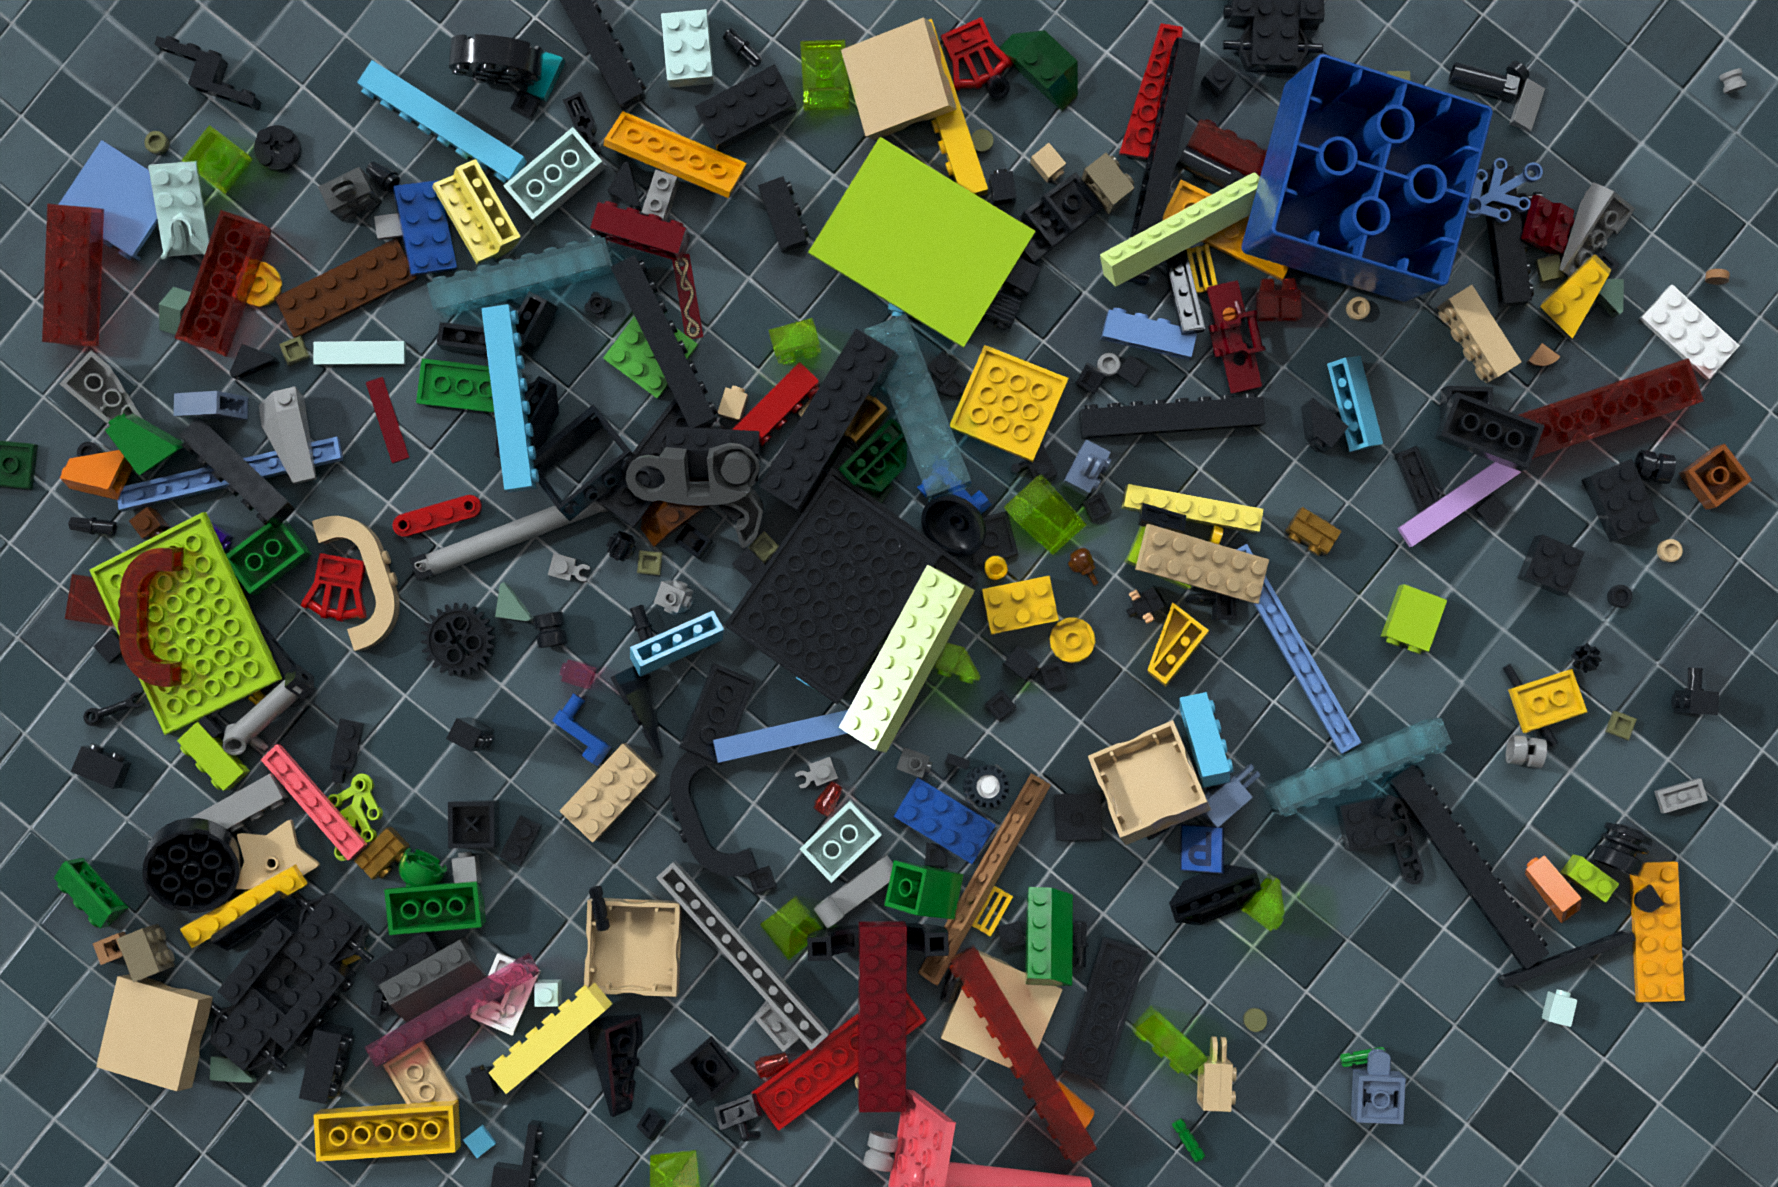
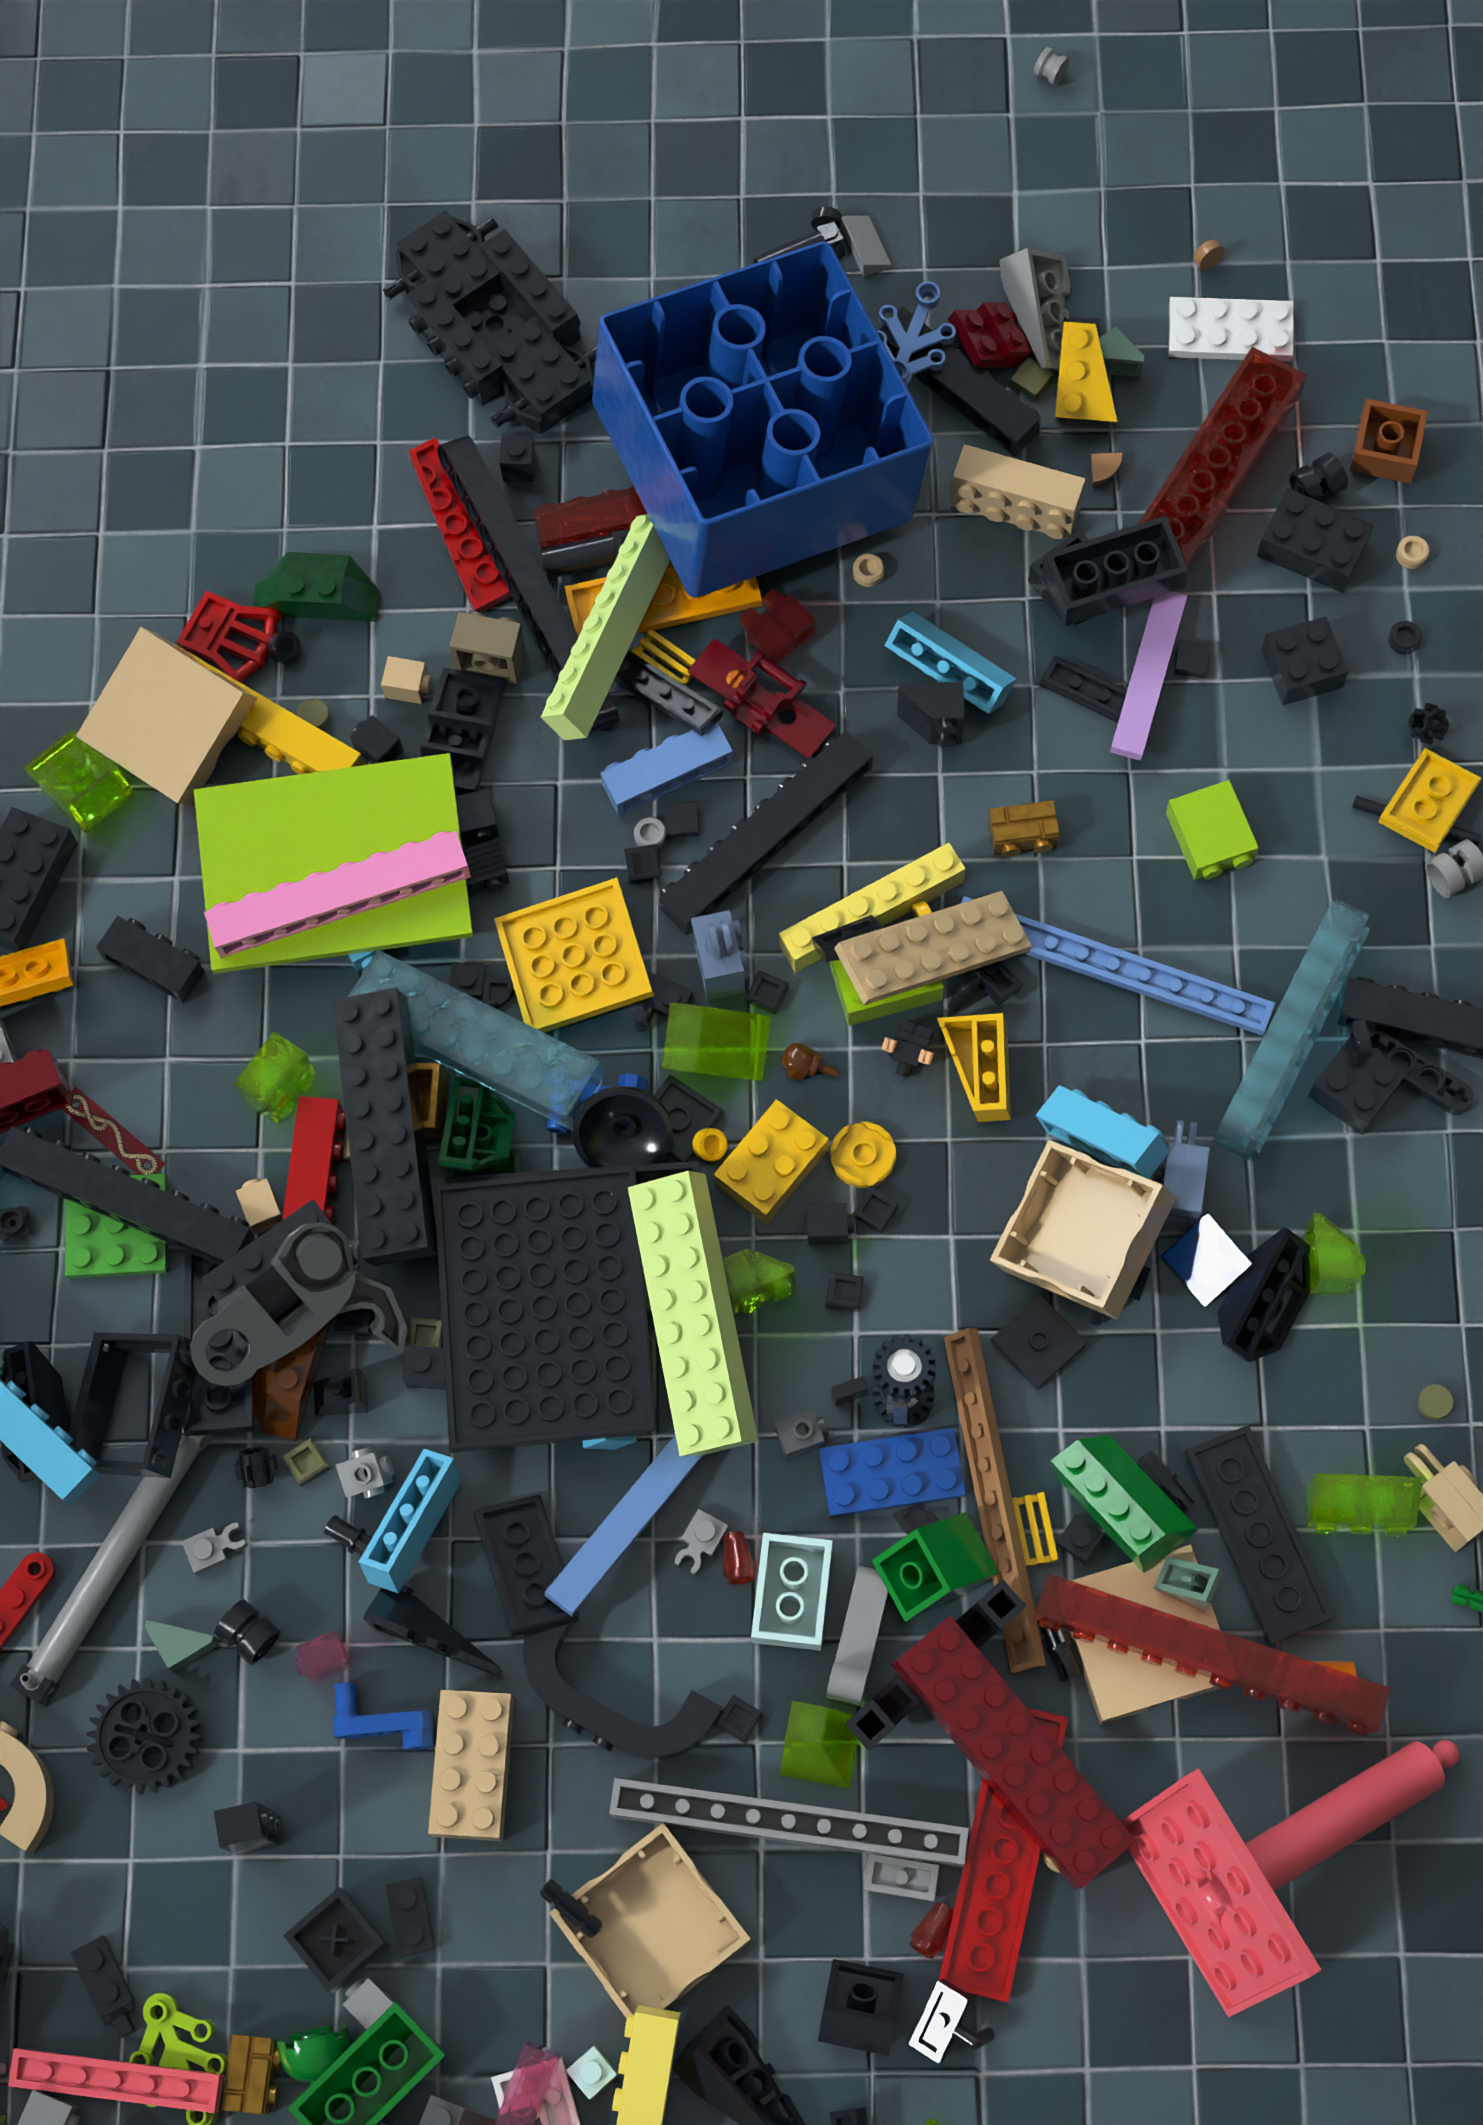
camera: 40 degrees left, 15 degrees down
(880, 1153) = (1148, 1920): light grey wheel -> none
(908, 266) = (337, 893): none -> bright pink brick
(1043, 1009) = (1188, 1582): none -> sand green slope

